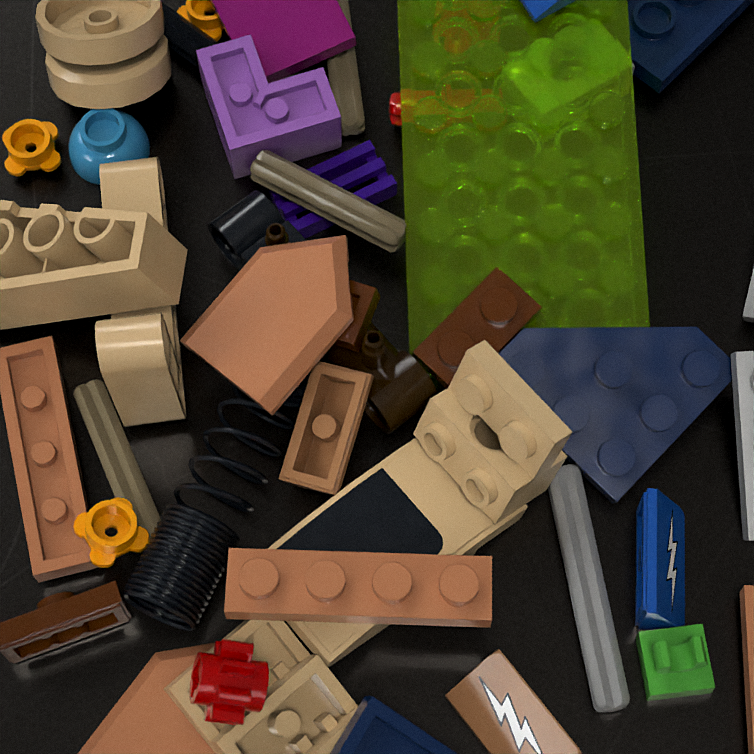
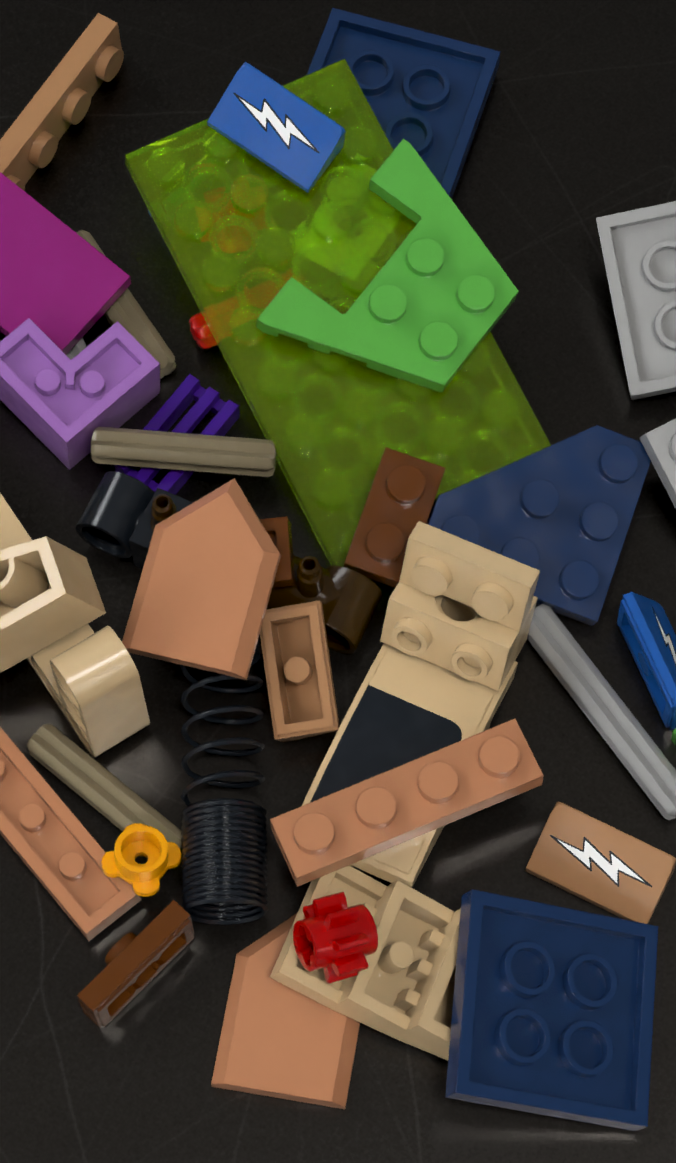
camera: 25 degrees left, 0 degrees up
(595, 155) = (424, 304): none -> bright green wing

